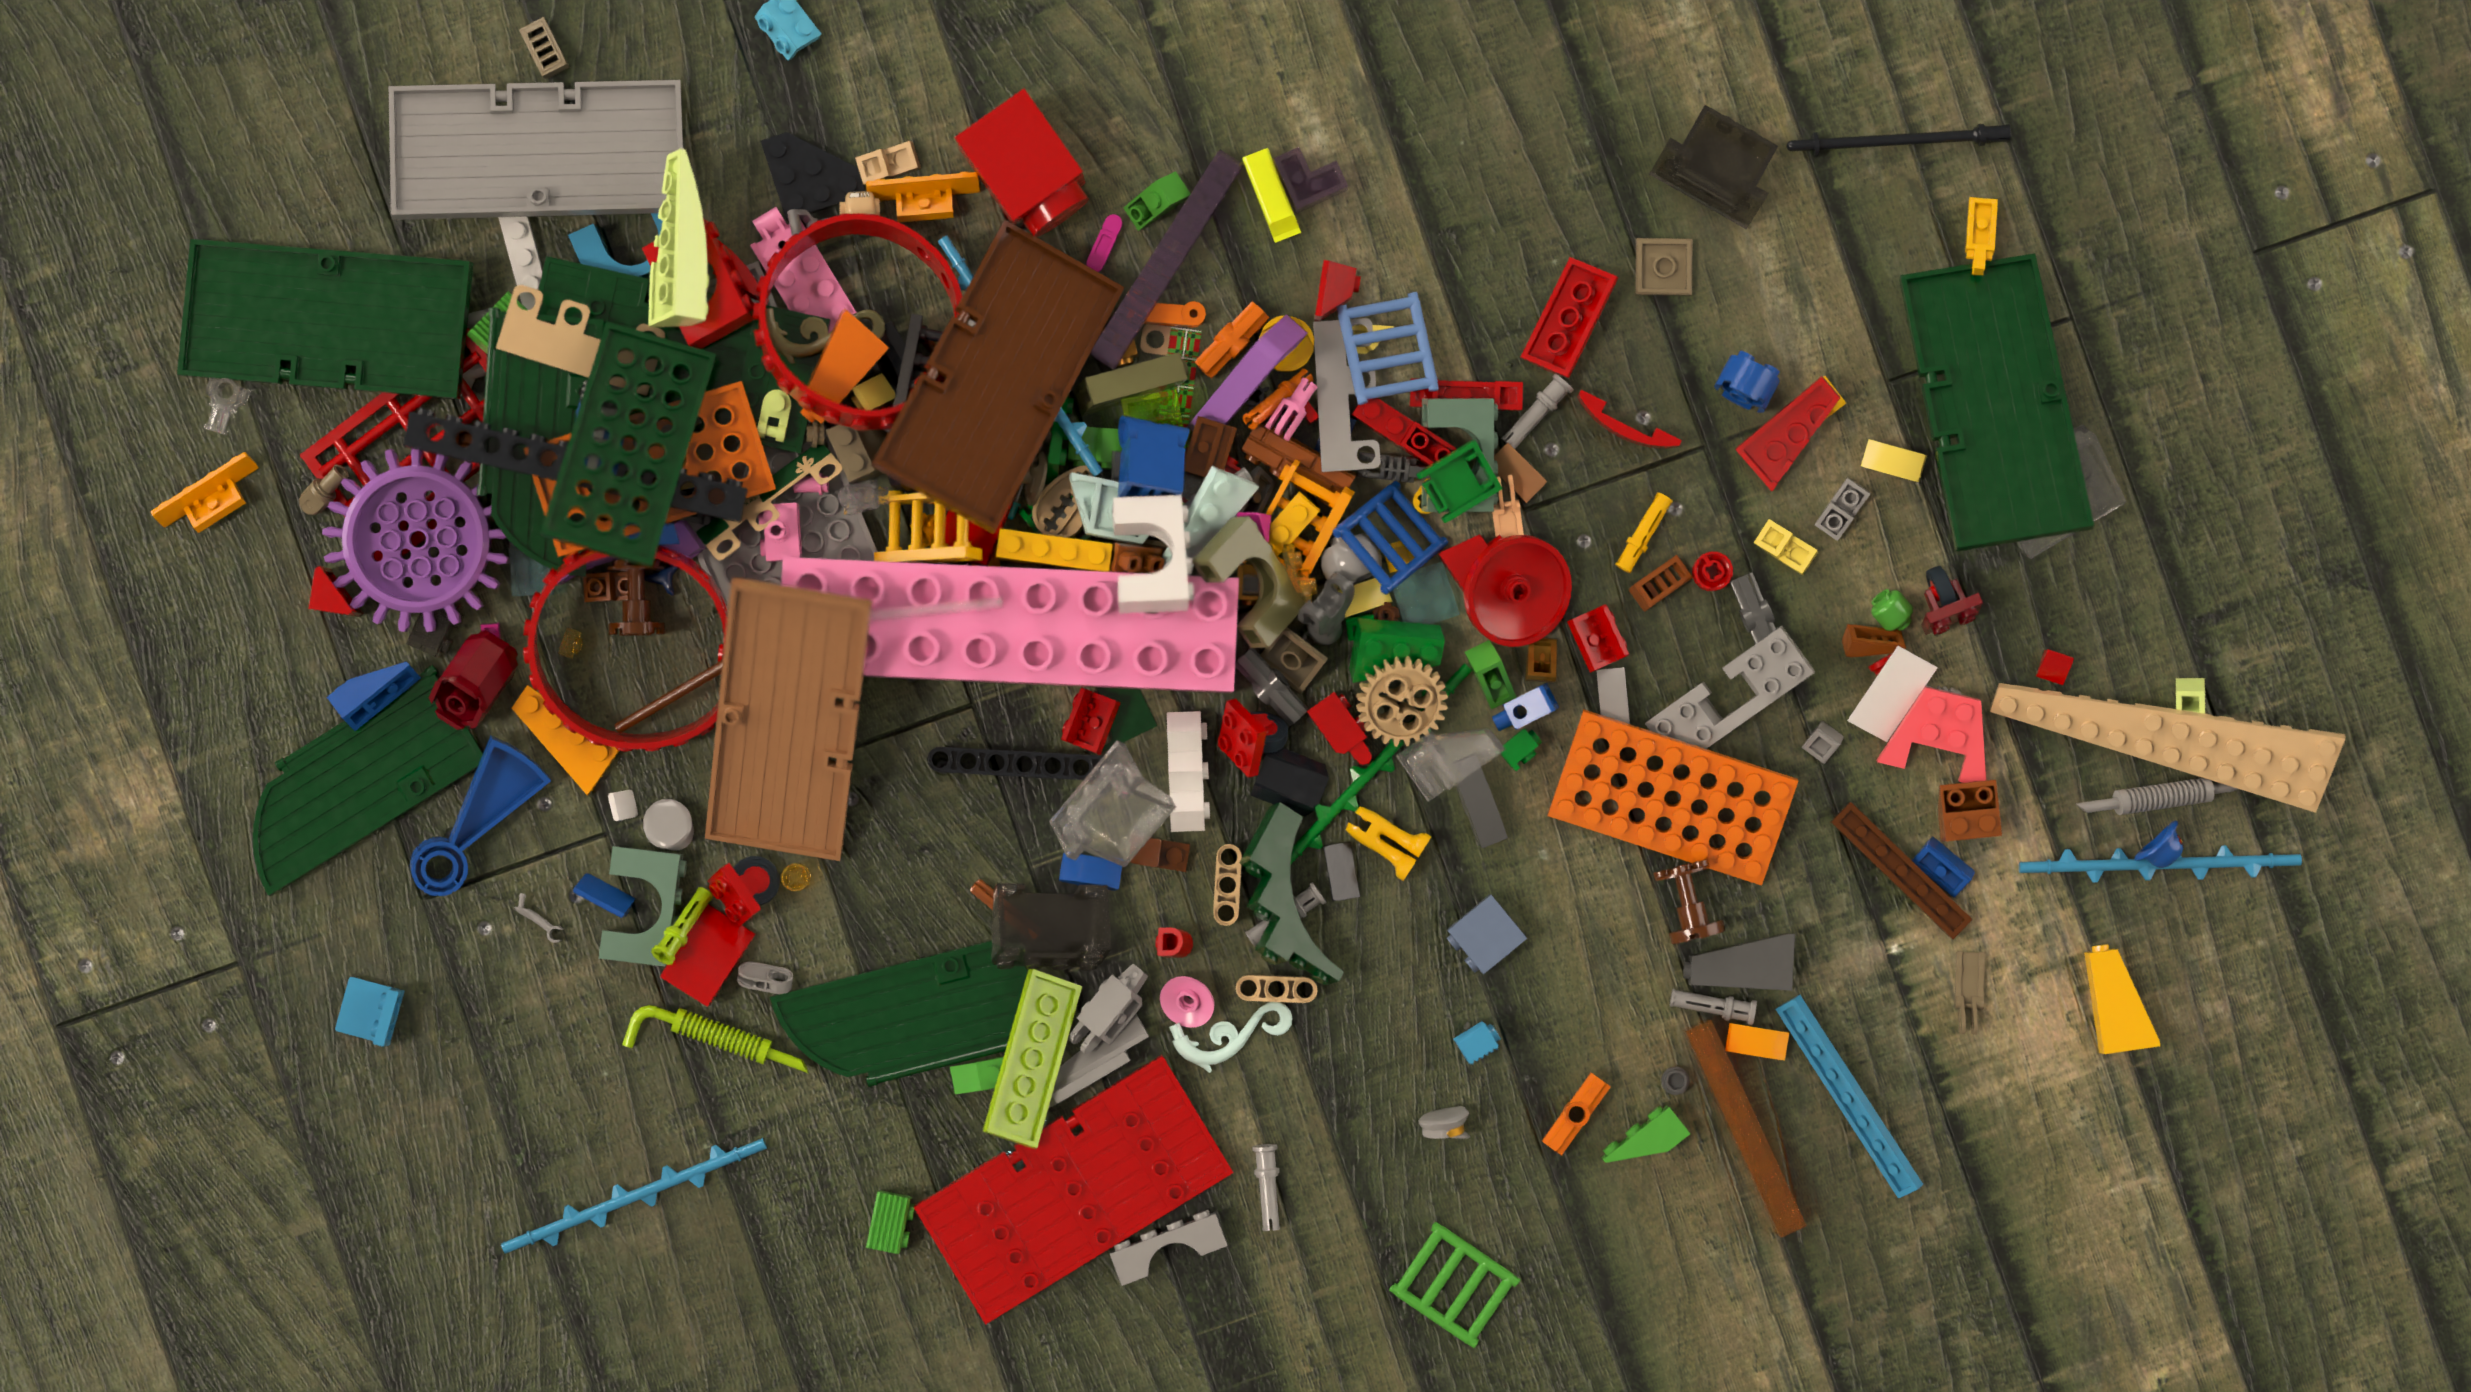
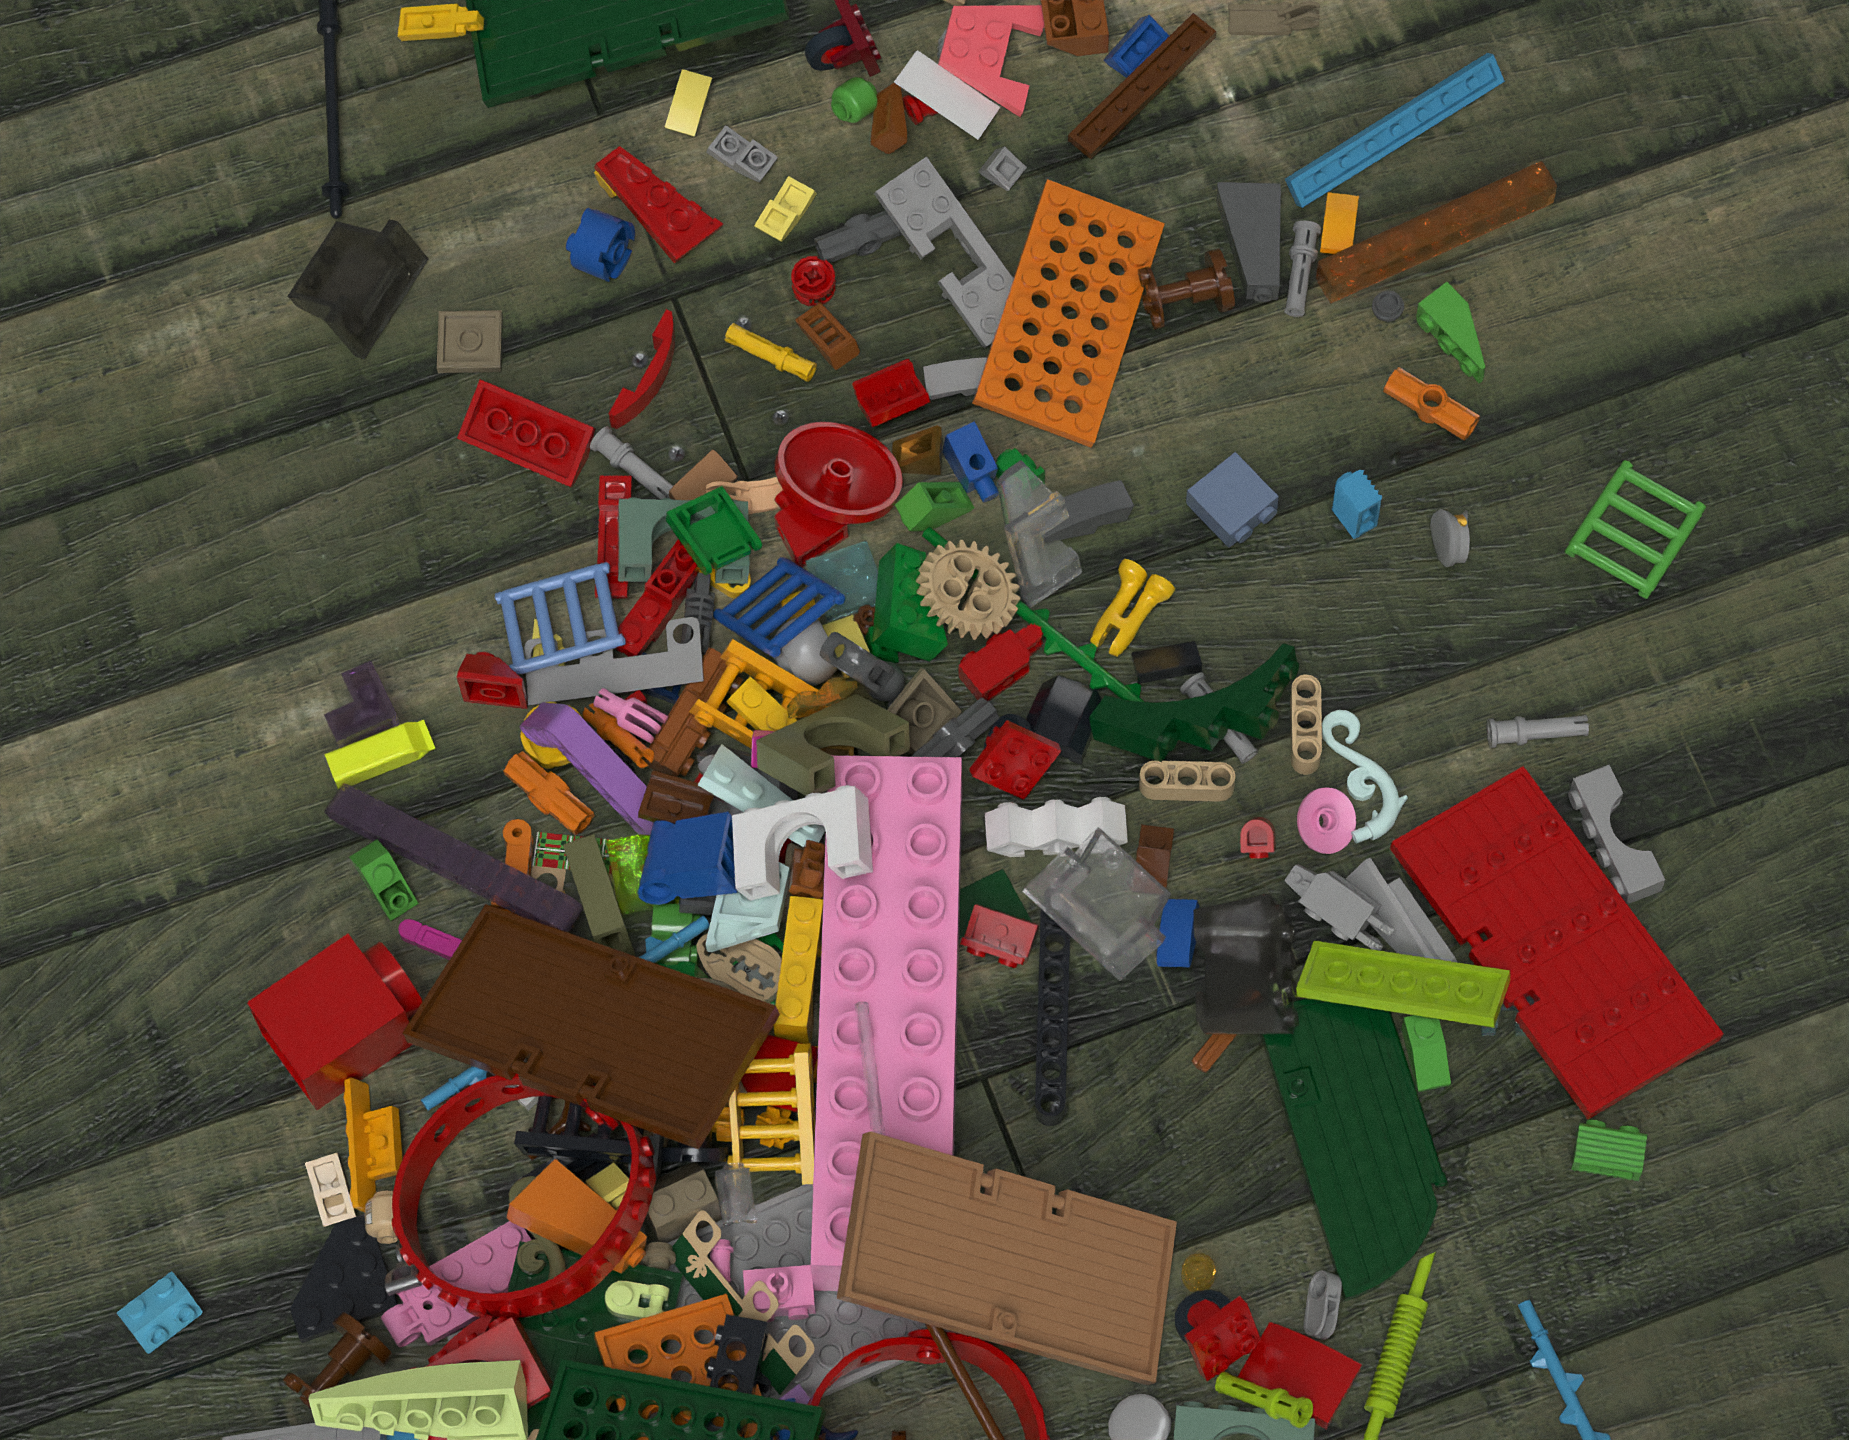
camera: 90 degrees left, 20 degrees down
(737, 178) = (346, 1358): none -> reddish brown piece

